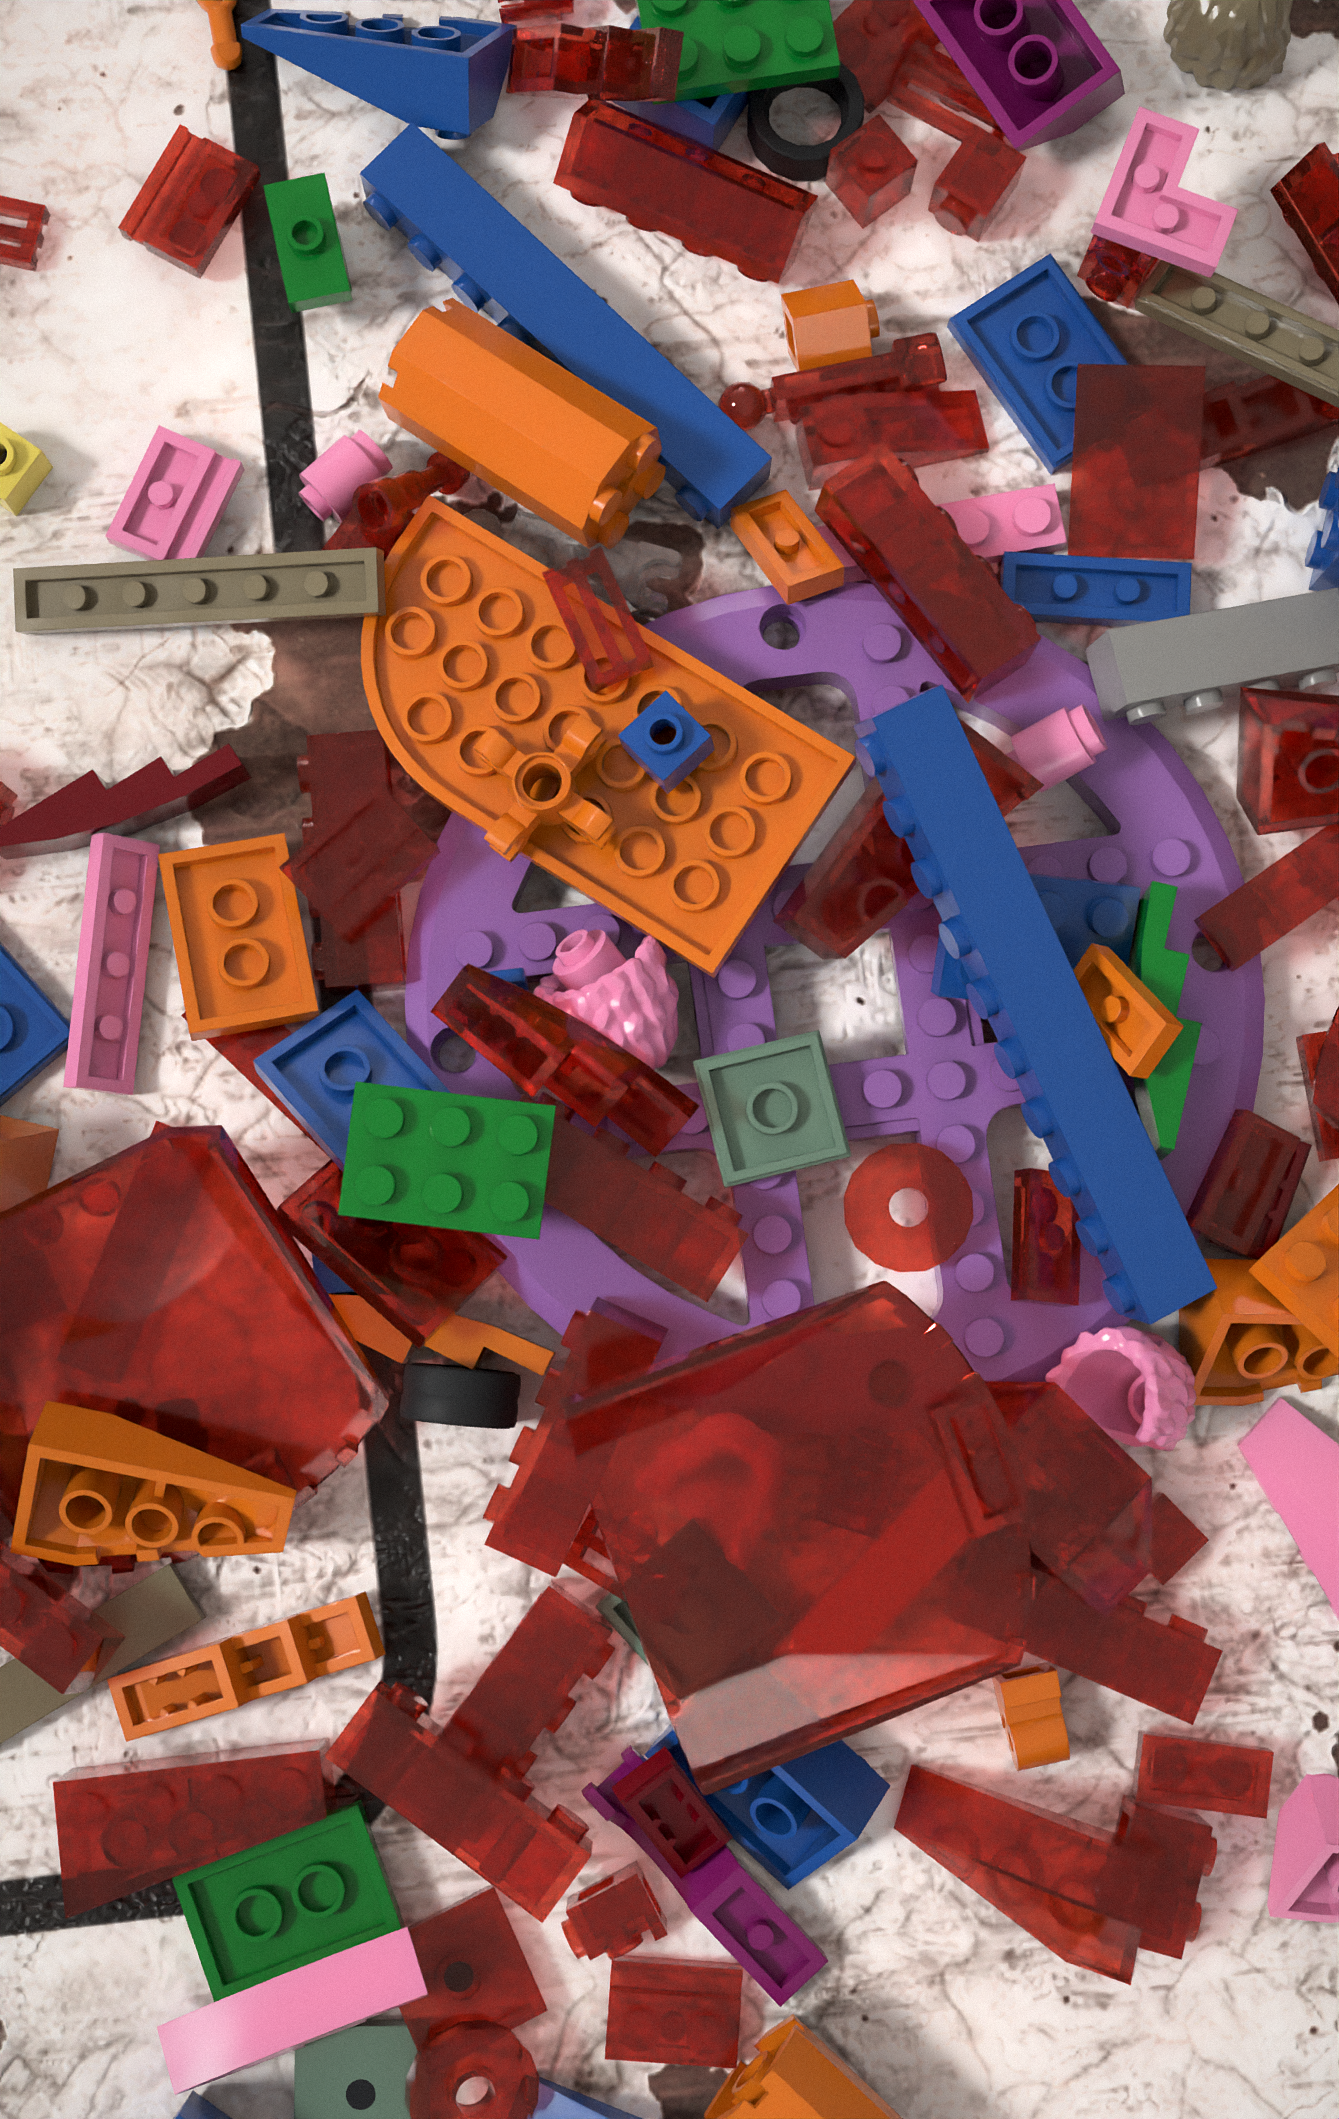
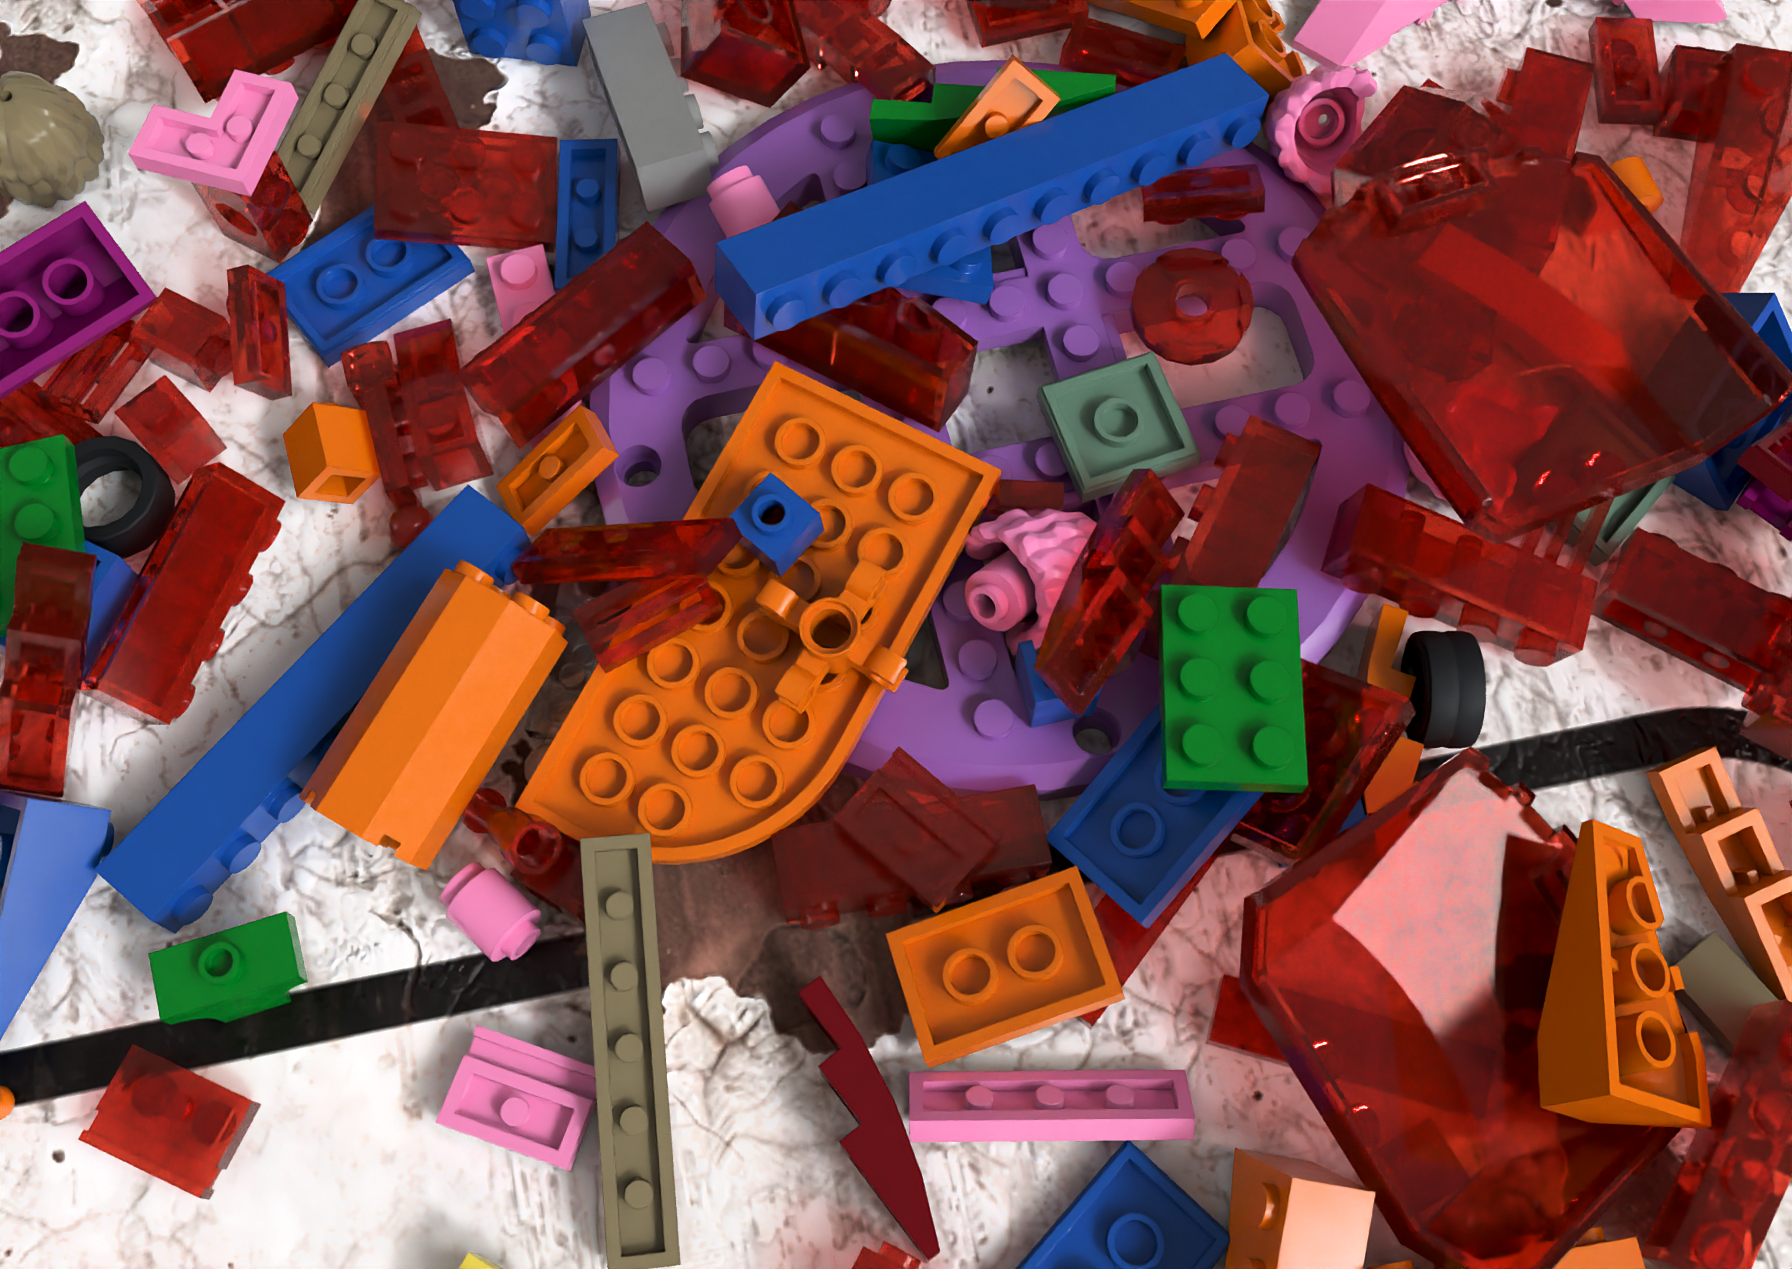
camera: 90 degrees left, 15 degrees down
(662, 602) = (628, 551): none -> clear red tile
(692, 1002) = (1025, 496): none -> clear red tile
(972, 253) = (258, 333): none -> clear red plate

